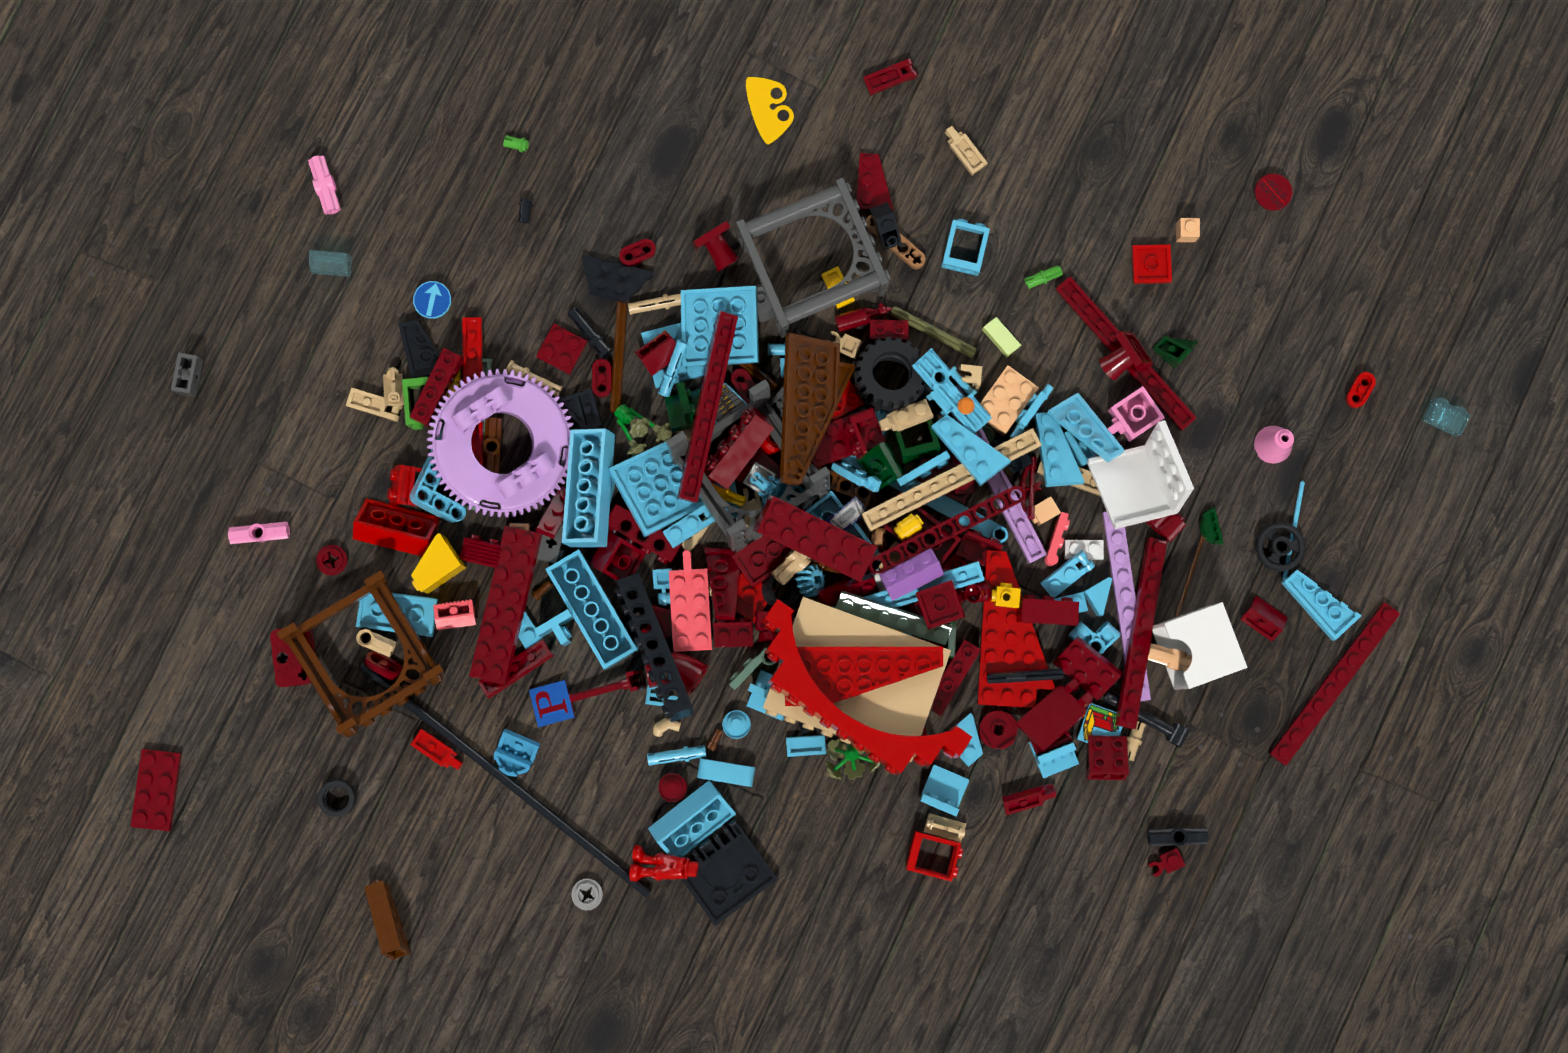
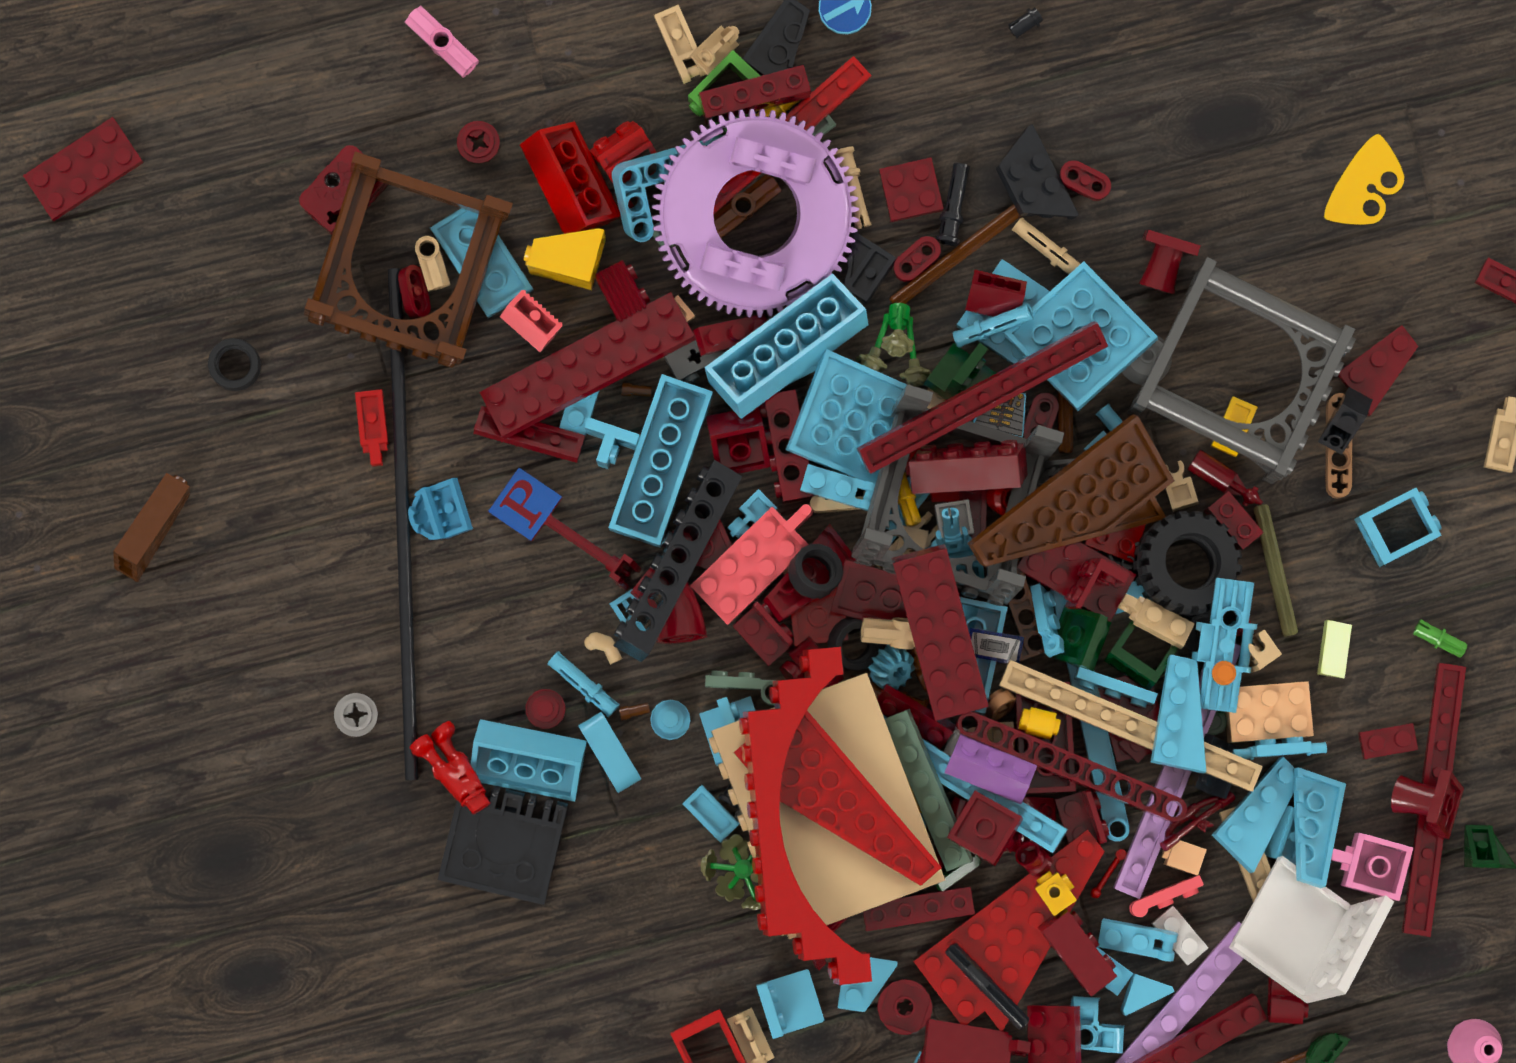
camera: 50 degrees right, 0 degrees up
(724, 564) = (803, 584): none -> black tyre
(1014, 544) = (1120, 855): none -> red hinge
(1074, 351) = (1388, 741): none -> dark red plate

